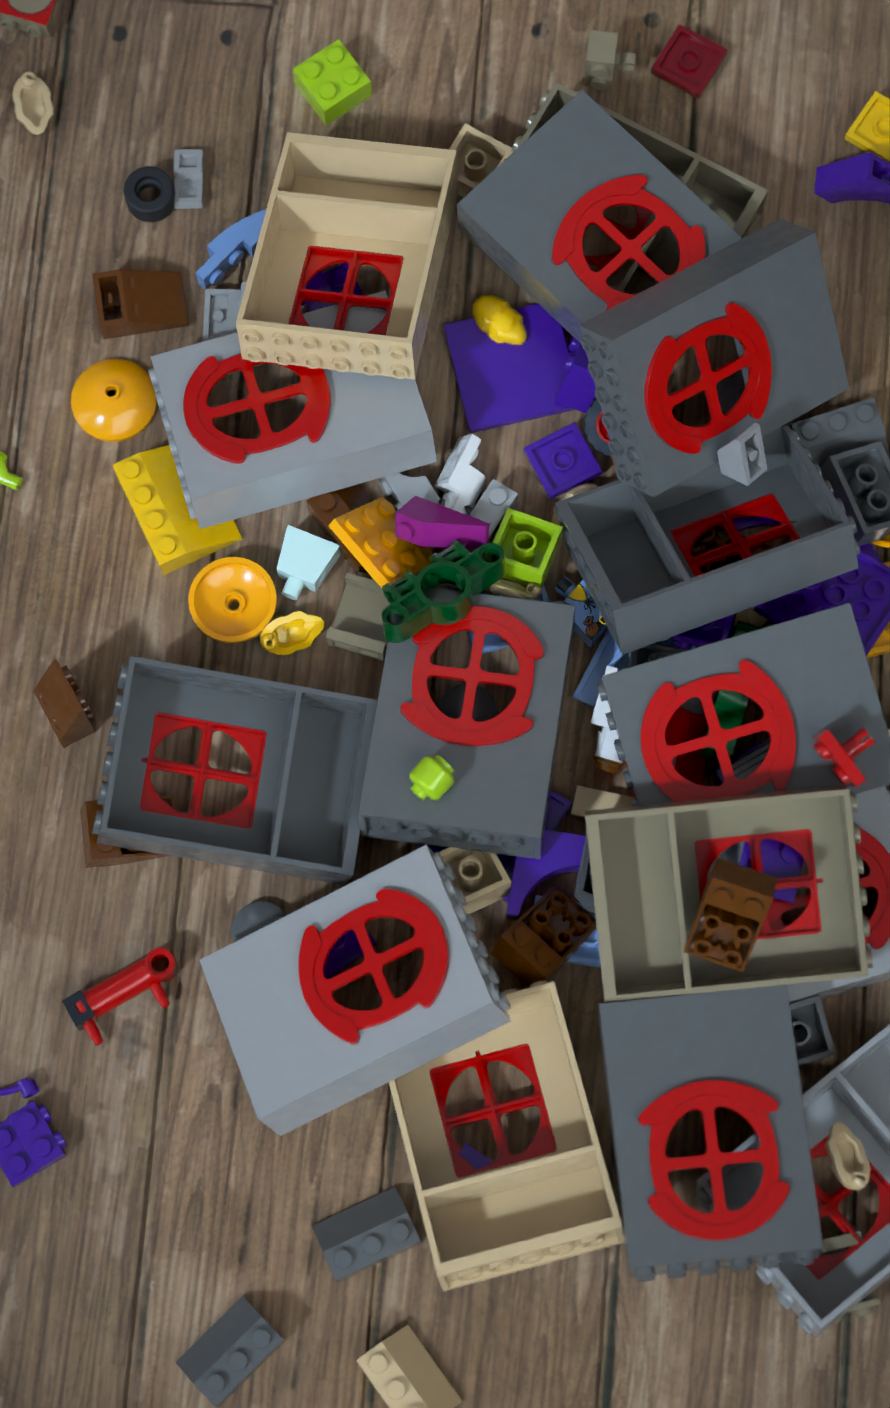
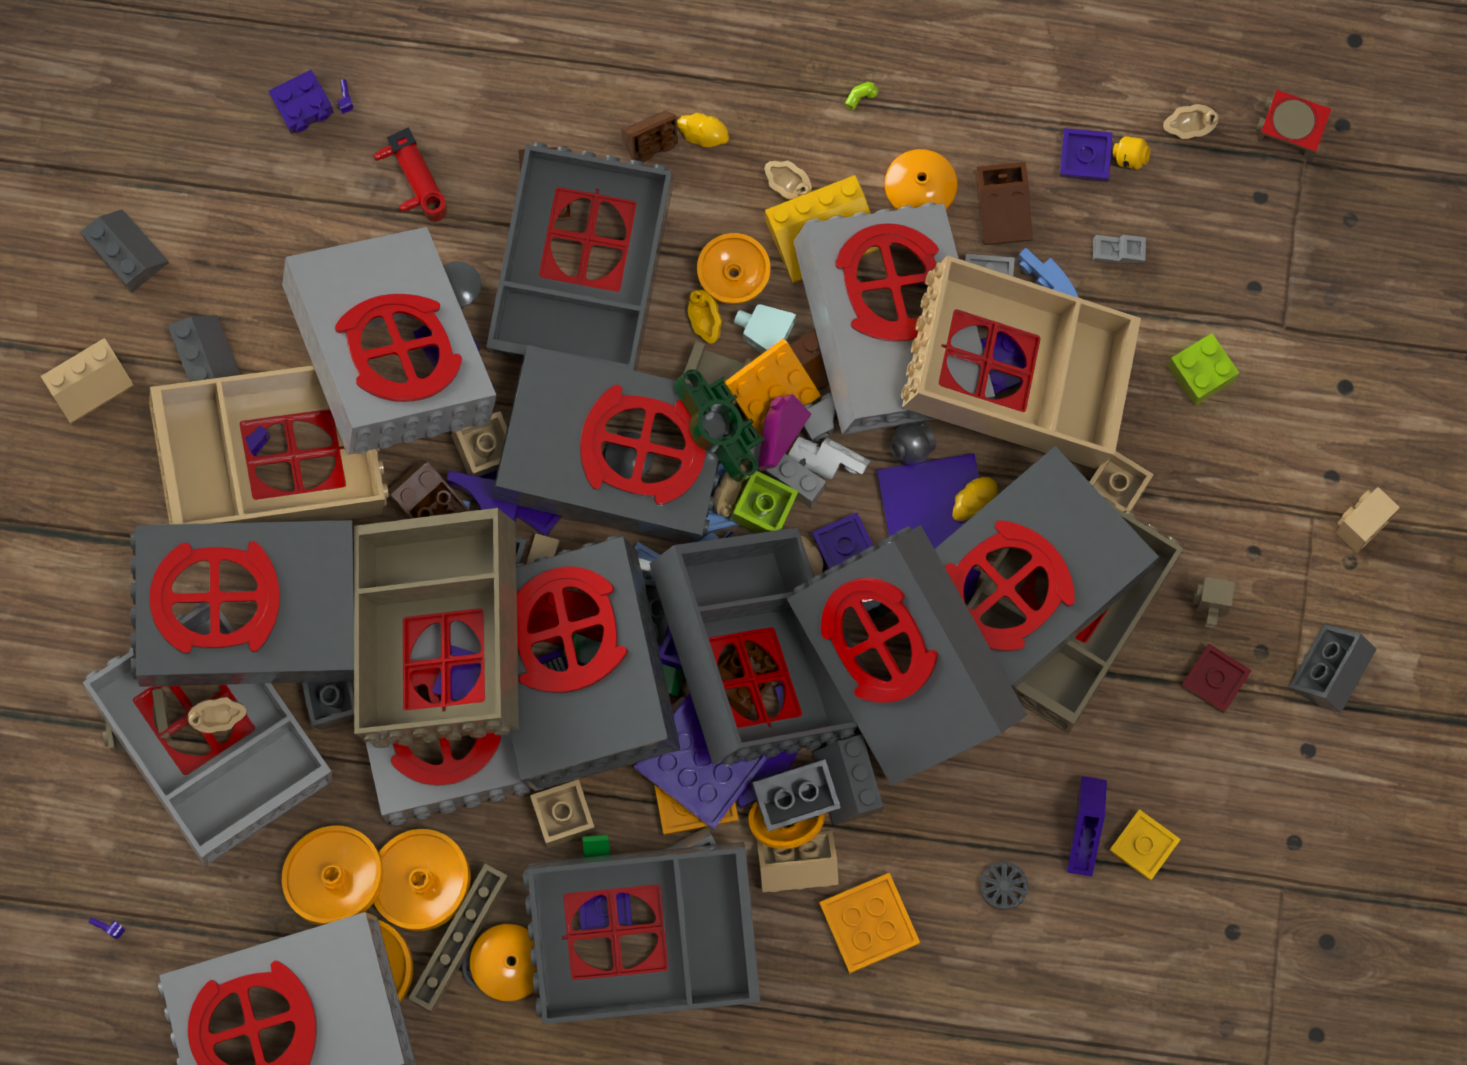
camera: 90 degrees right, 0 degrees up
(52, 643) = (703, 130): none -> yellow arm
(72, 166) = (1131, 152): none -> yellow head
(74, 217) = (1086, 154): none -> dark purple plate
(116, 546) = (787, 179): none -> tan arm
(145, 178) = (1106, 201): black tyre -> none
(431, 778) = (550, 401): lime head -> none
(439, 388) = (912, 442): none -> flat silver piece
(730, 914) = (409, 620): reddish brown slope -> none
(743, 456) = (817, 675): light grey slope -> none
(843, 754) = (536, 722): red plate -> none

